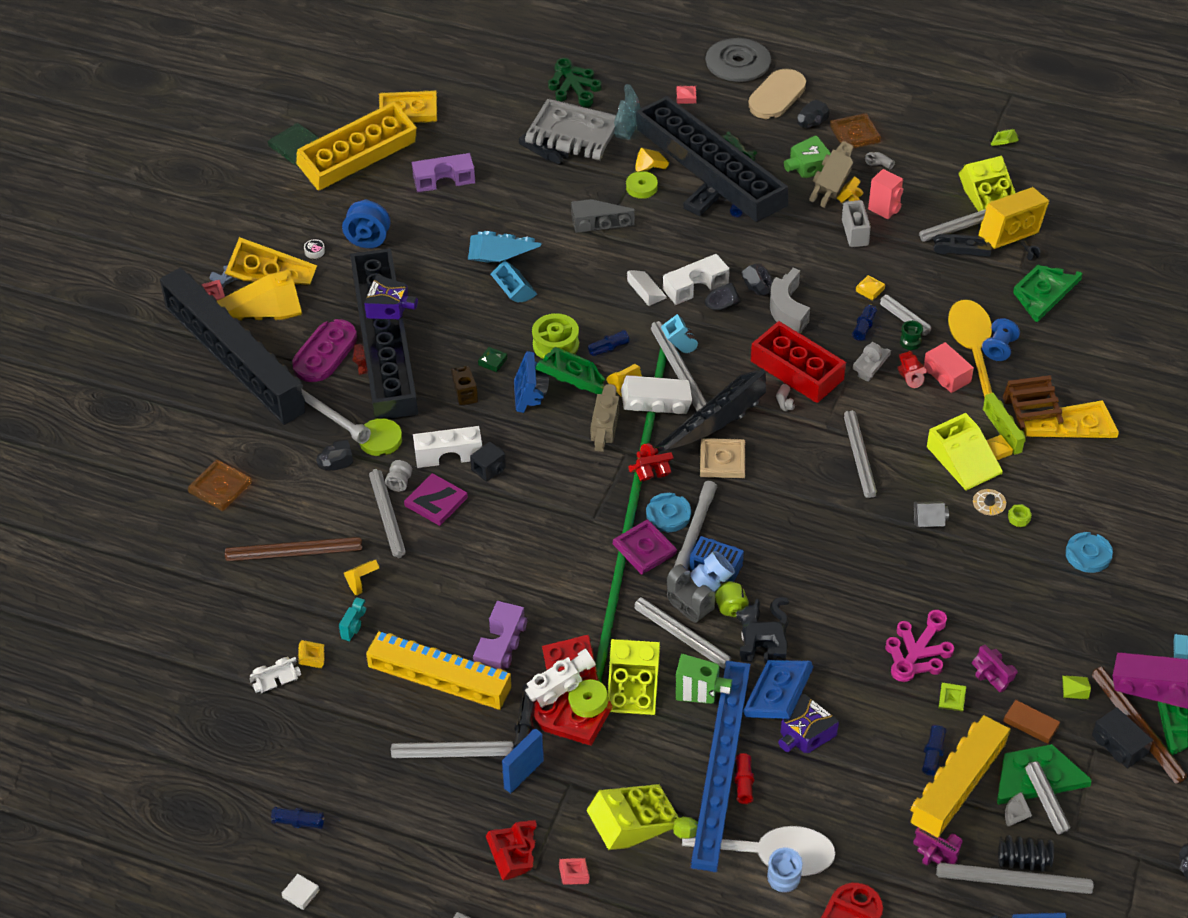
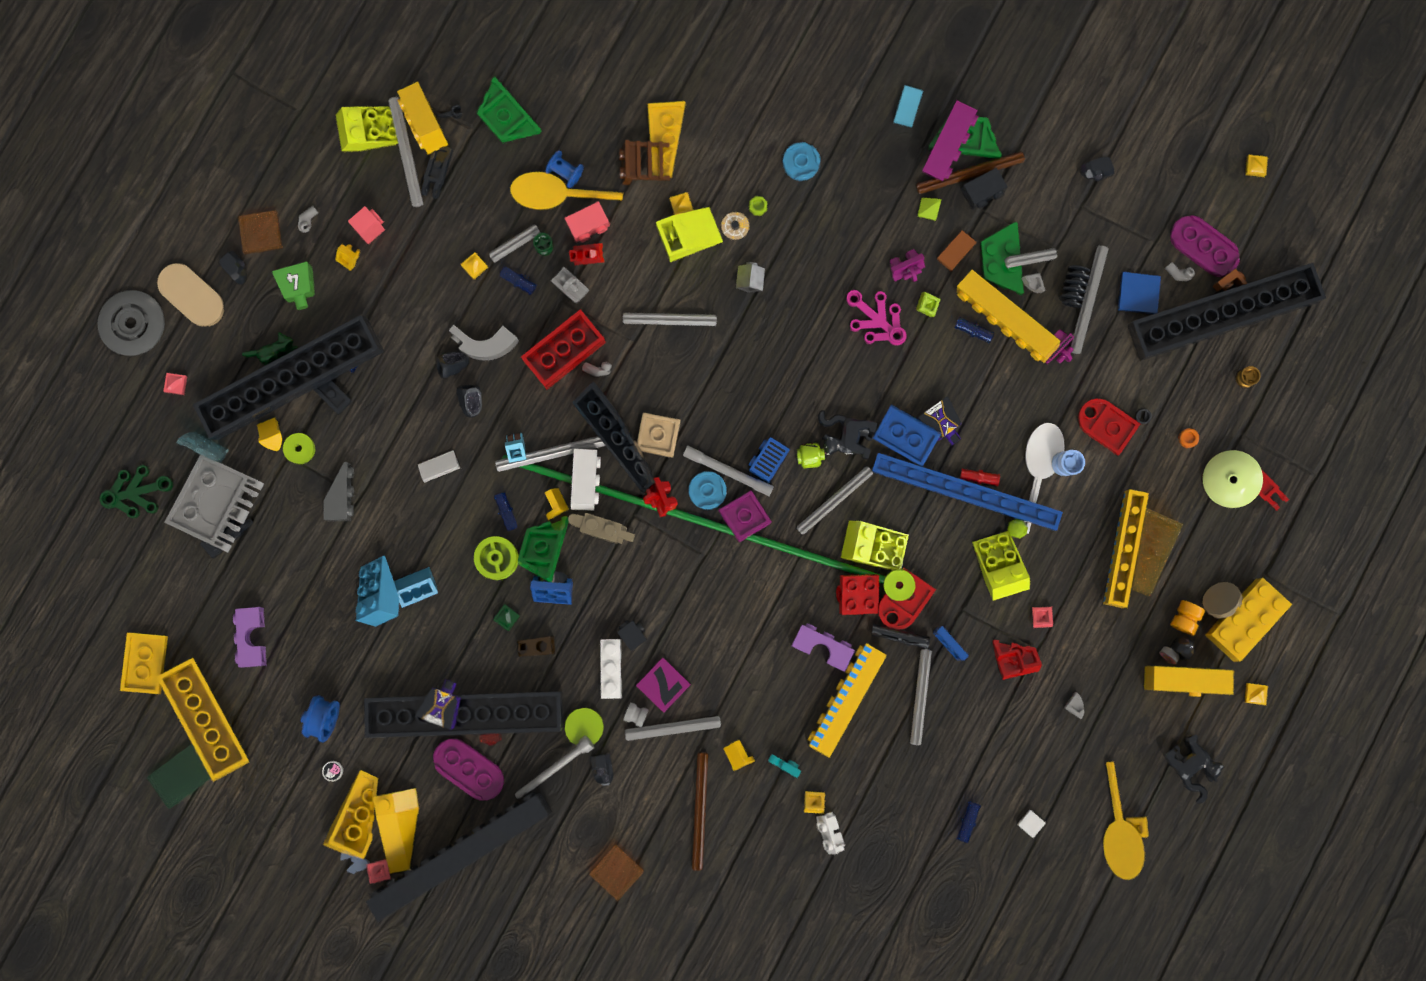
camera: 80 degrees left, 35 degrees up
(559, 682) = (884, 604): white brick -> none
(687, 597) = (808, 487): dark grey piece -> none
(699, 680) = (891, 502): bright green torso -> none
(708, 271) = (432, 405): white arch -> none
(714, 570) = (793, 466): light blue wheel -> none
(834, 173) = (329, 266): dark tan hinge -> none
(856, 223) = (398, 261): light grey brick -> none
(1004, 423) = (658, 191): lime plate -> none
(1005, 137) = (297, 96): lime slope -> none

